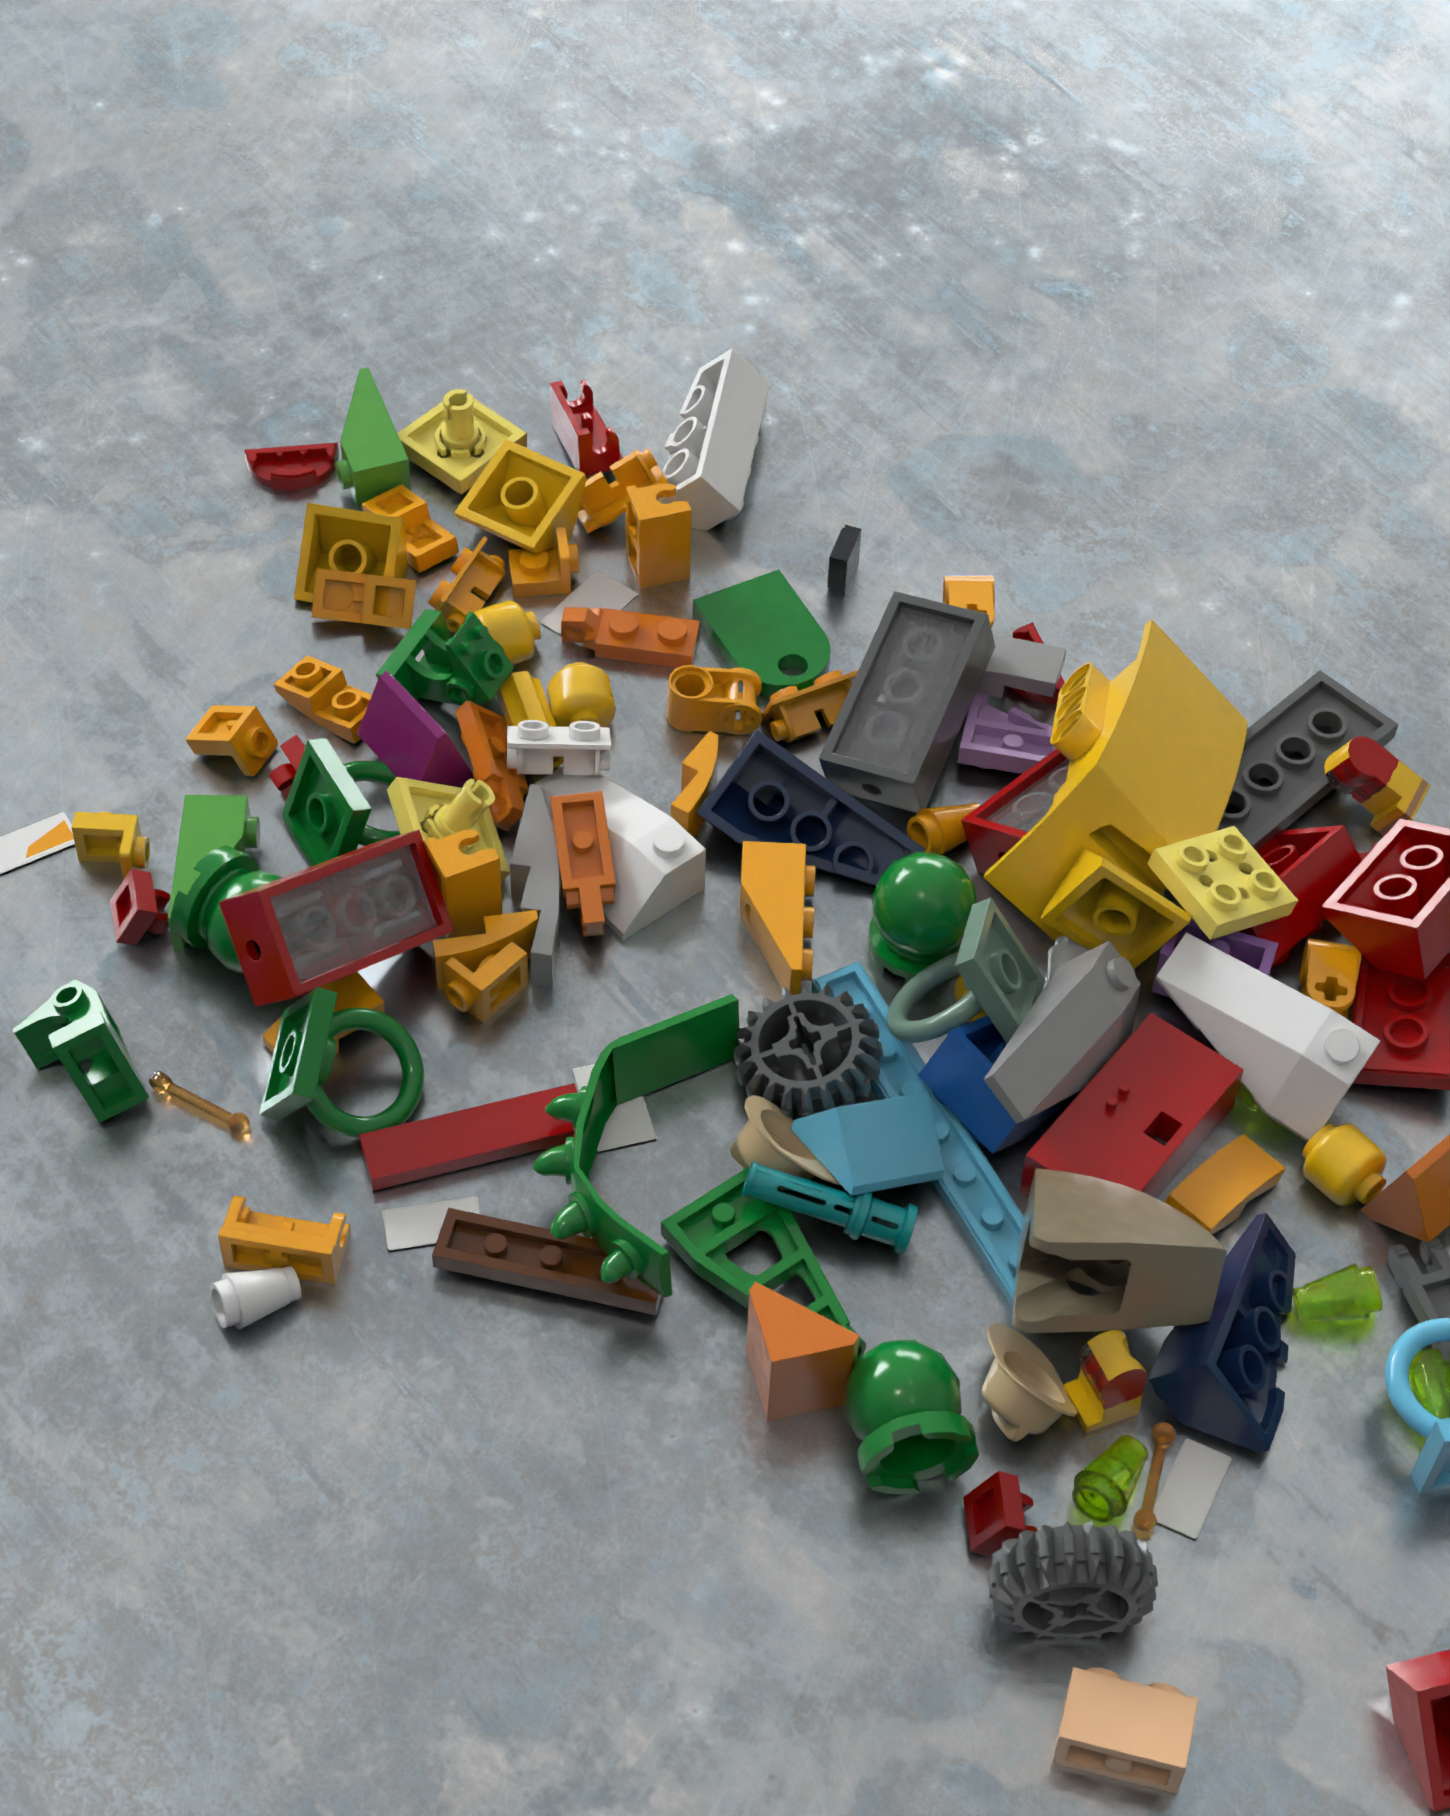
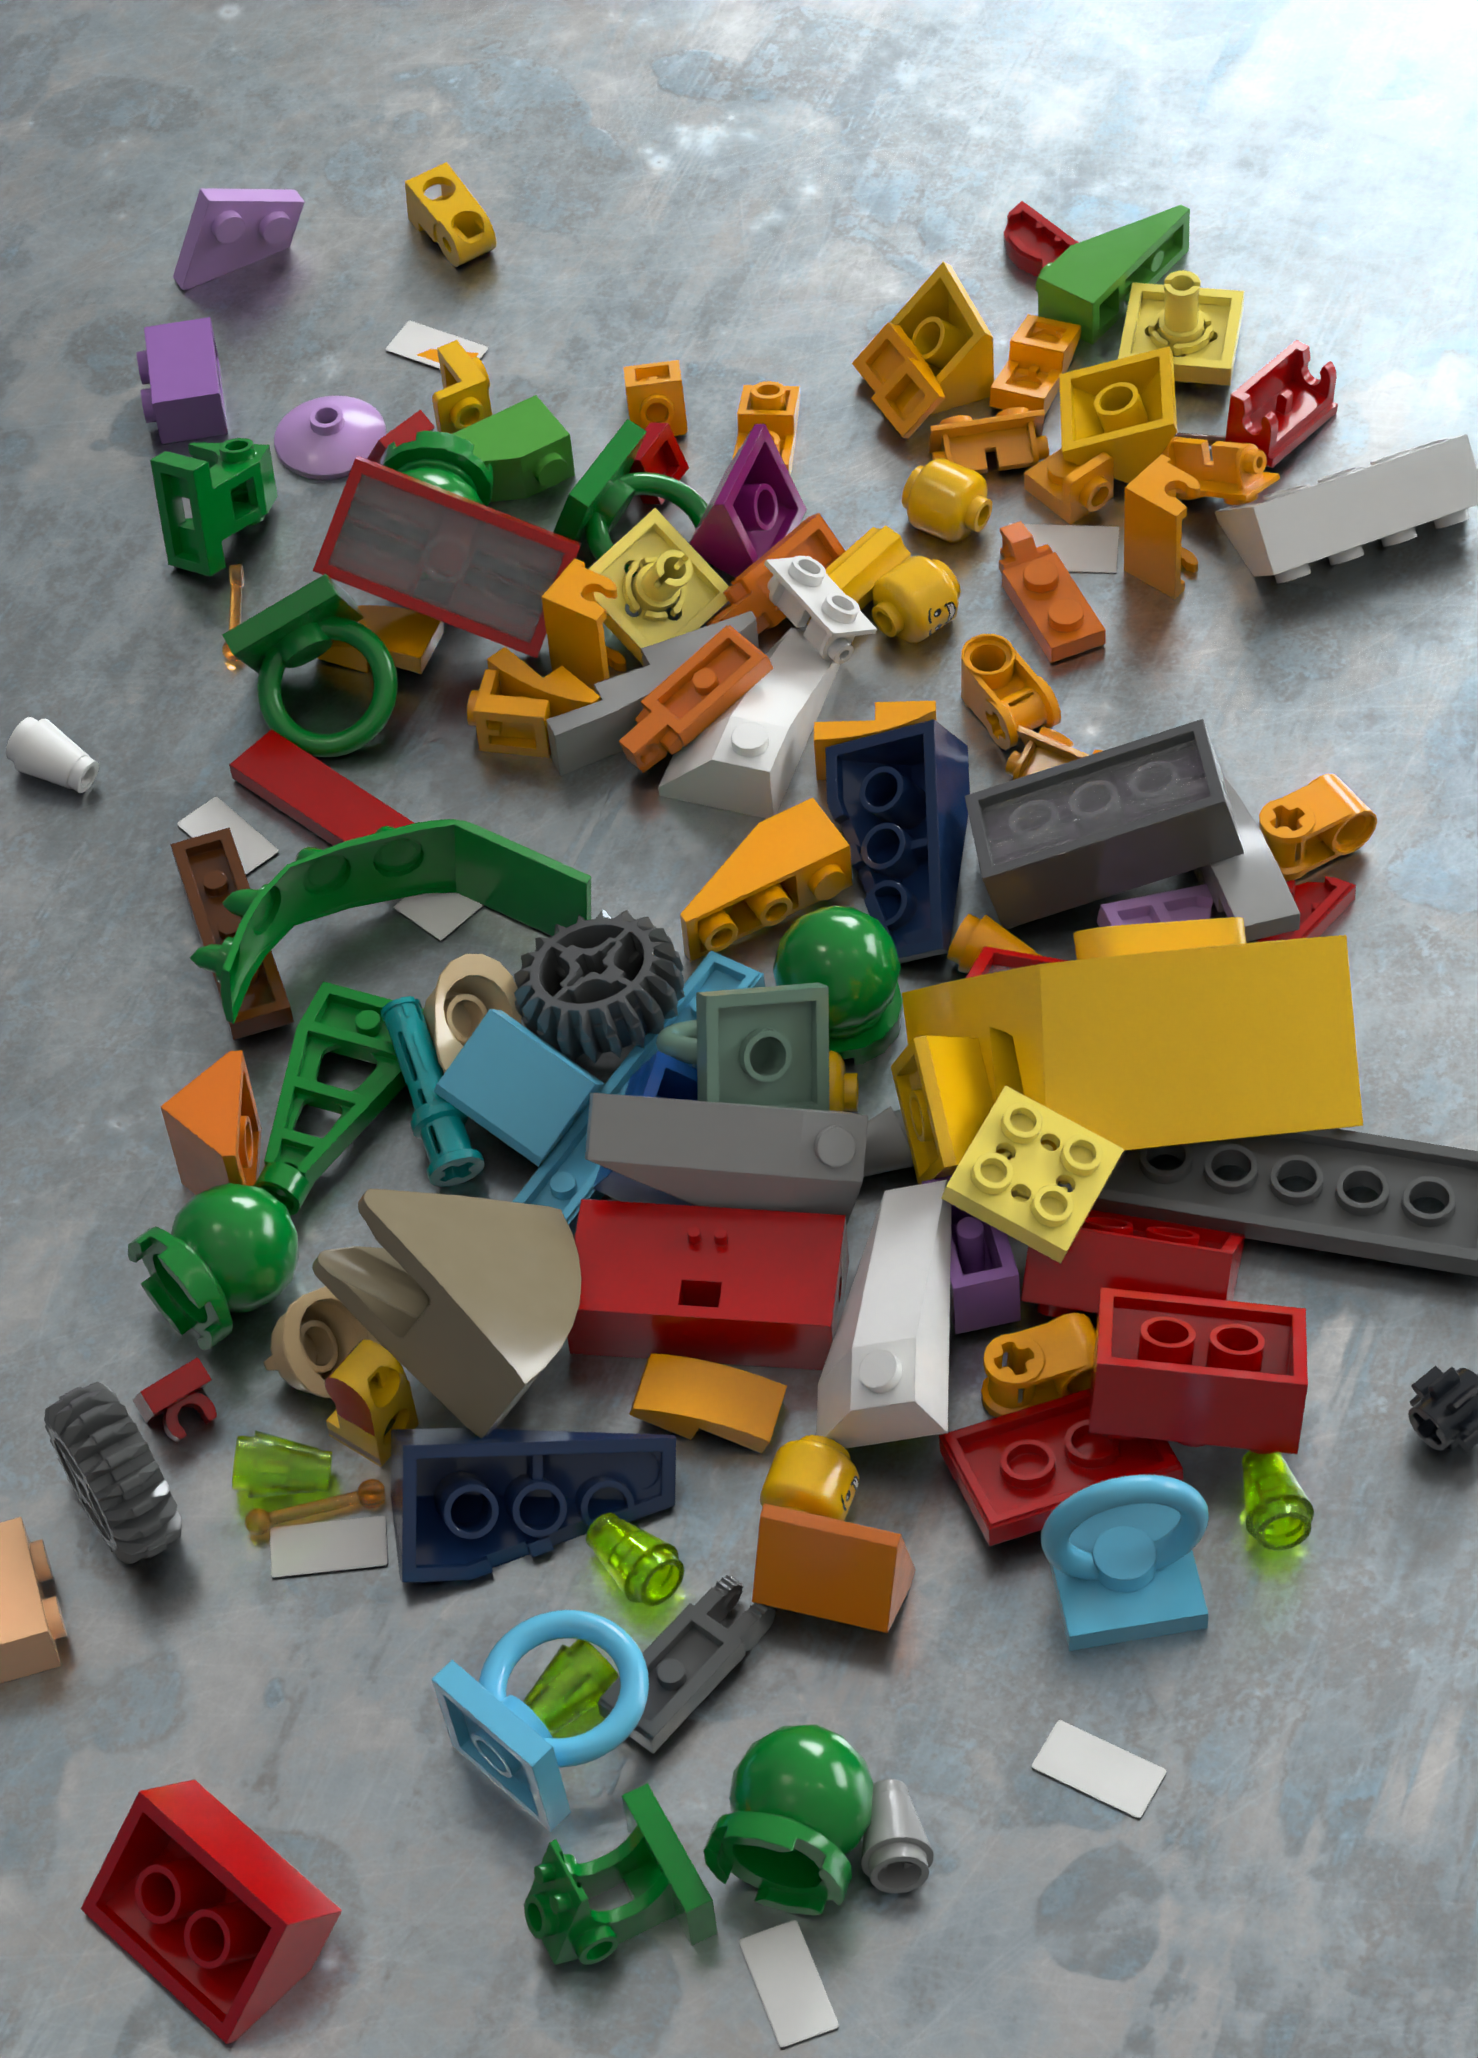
camera: 65 degrees right, 0 degrees up
(44, 967) = (327, 435): none -> lavender dish
(272, 1241) = (124, 743): light orange hinge -> none
(453, 668) = (857, 472): green tile -> none
(765, 630) = (1144, 683): green tile -> none
(844, 559) = (1293, 691): black tile -> none
(1376, 781) = (1371, 1271): leg -> none

